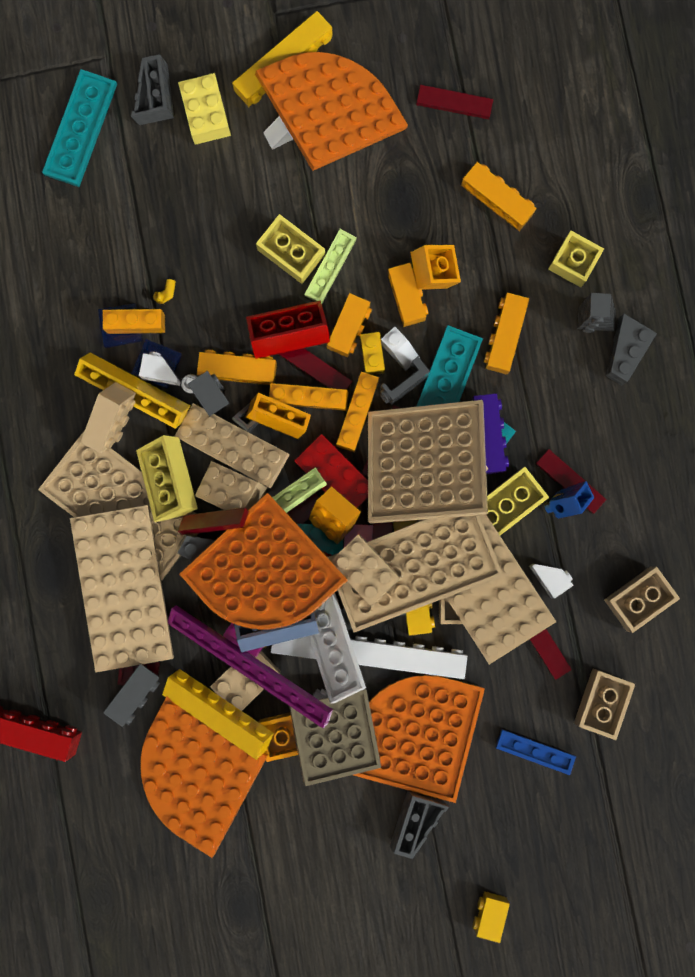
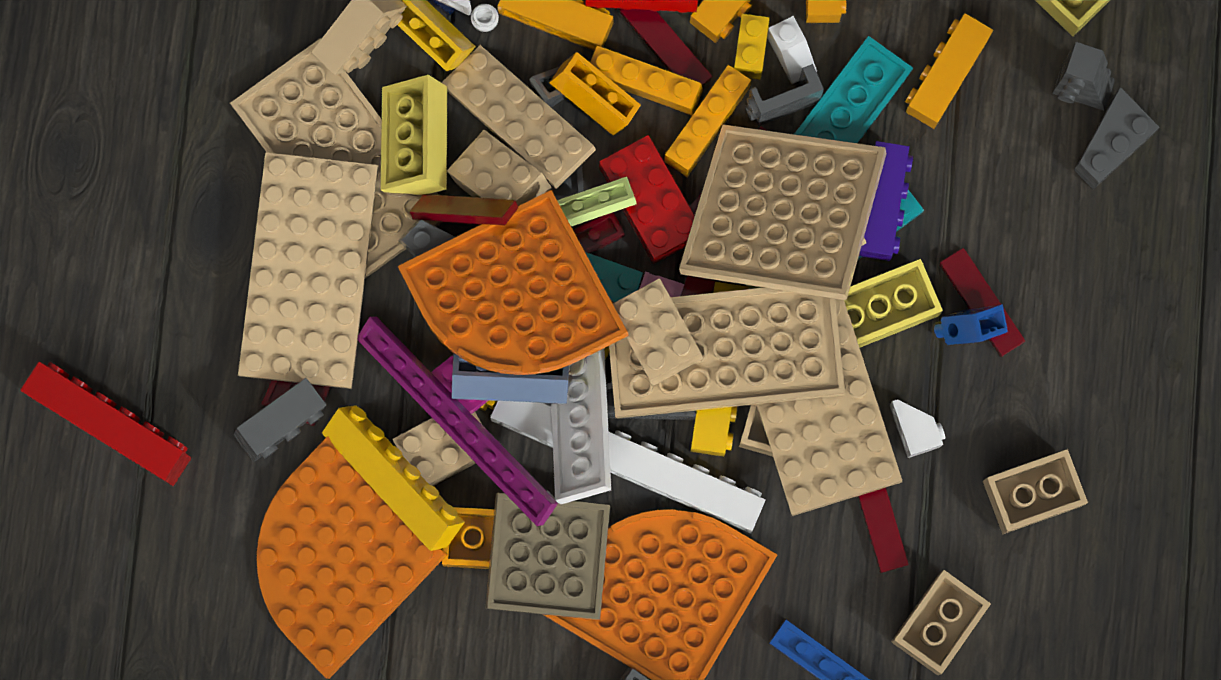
camera: 15 degrees right, 5 degrees down
(209, 392) = (508, 31): dark grey wedge -> none
(334, 515) = (634, 250): light orange brick -> none

